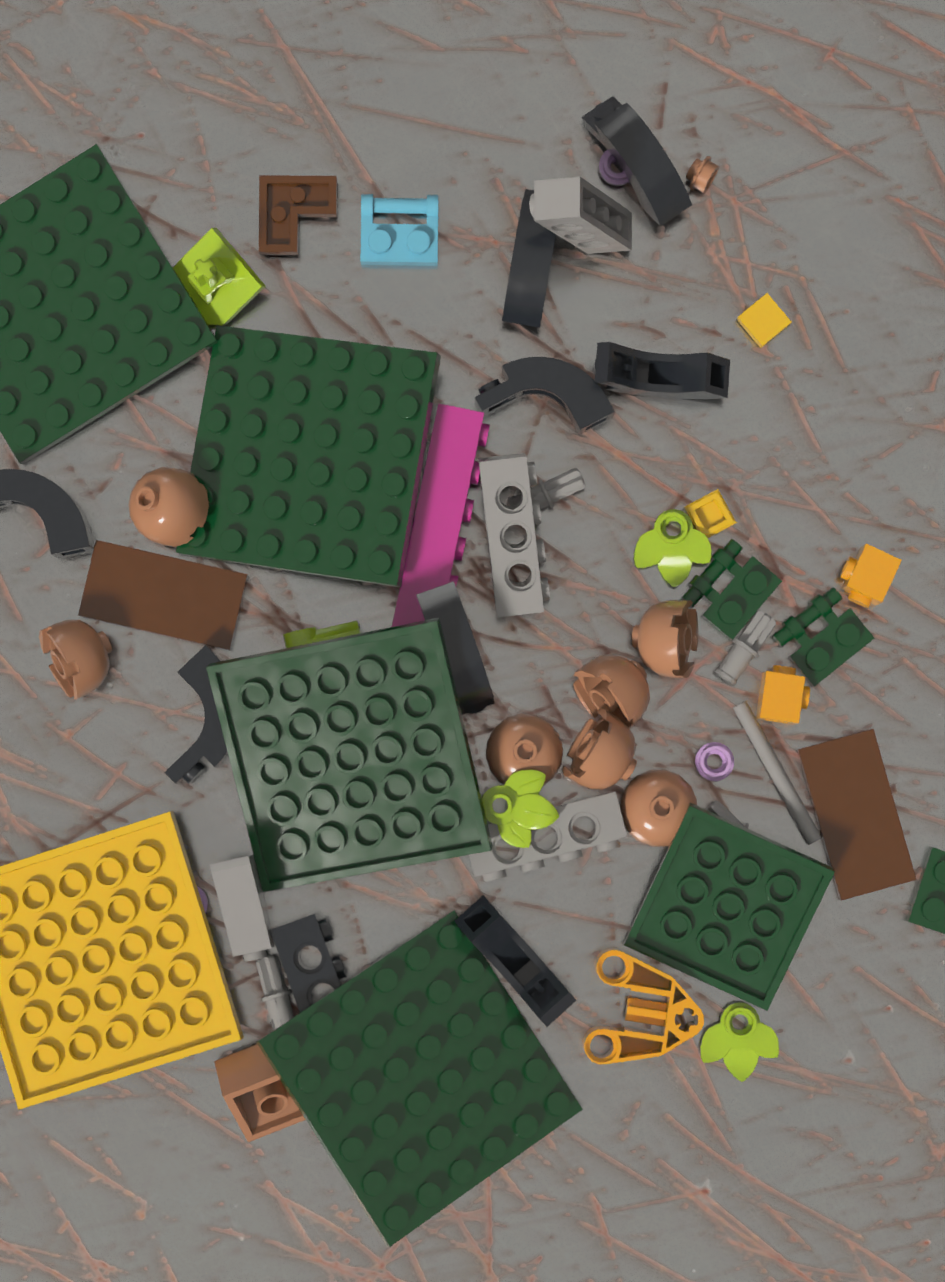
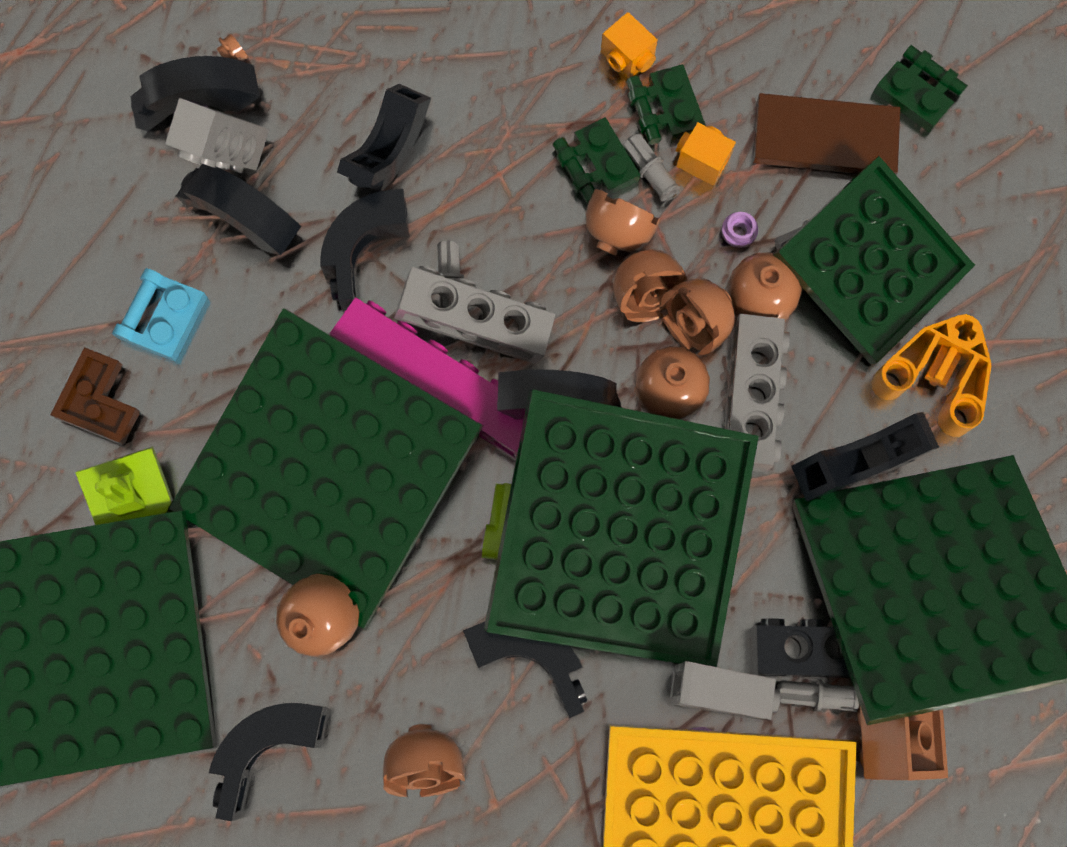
camera: 70 degrees left, 10 degrees down
(163, 595) = (397, 658): reddish brown tile -> none
(525, 807) = (728, 394): lime plate -> none
(672, 553) = (546, 194): lime plate -> none
(710, 514) = (524, 155): yellow tile -> none
(739, 1046) = (996, 300): lime plate -> none
(764, 320) = (378, 51): yellow tile -> none
(777, 772) = (767, 184): light grey bar -> none

